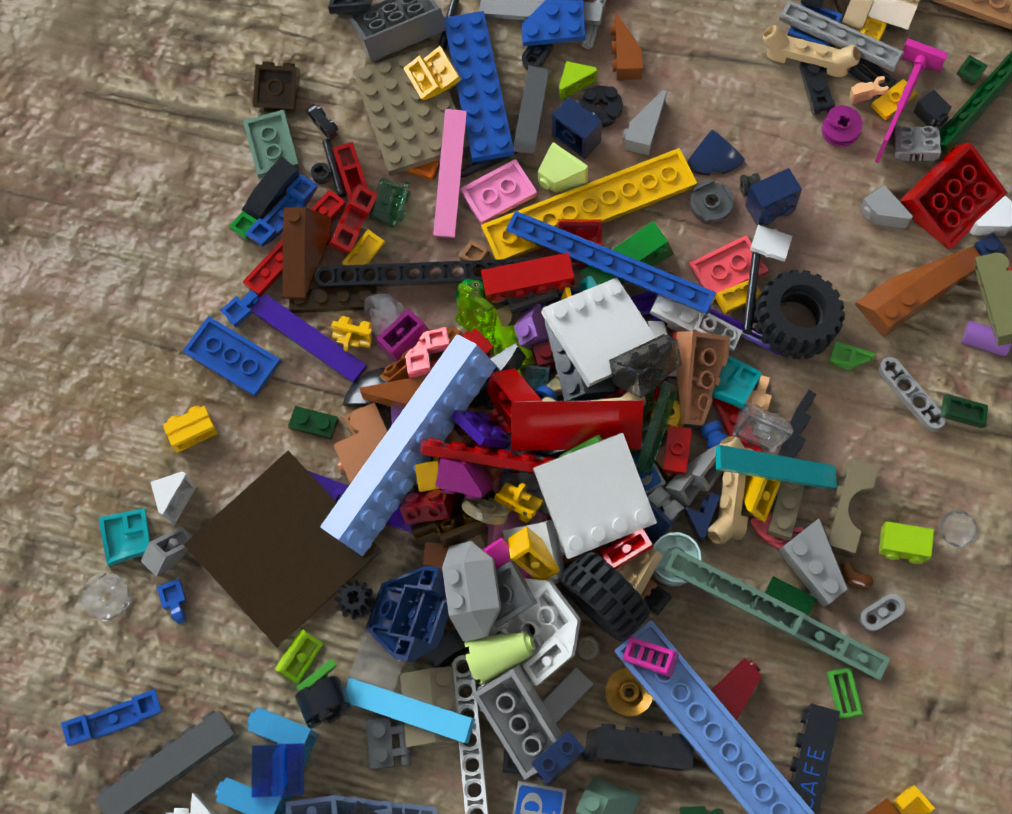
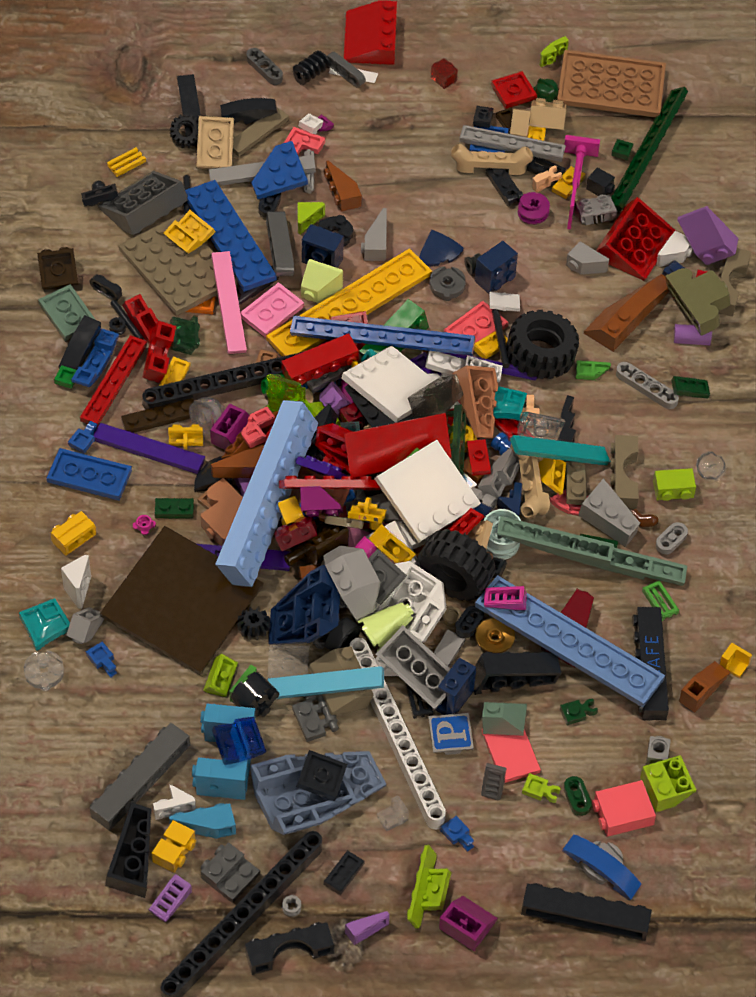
camera: 25 degrees left, 15 degrees down
(112, 719) = (84, 754): blue slope -> none
(269, 431) = (144, 519): none -> dark pink plate
(304, 242) = (124, 377): reddish brown wedge -> none
(602, 665) = (466, 624): none -> black plate

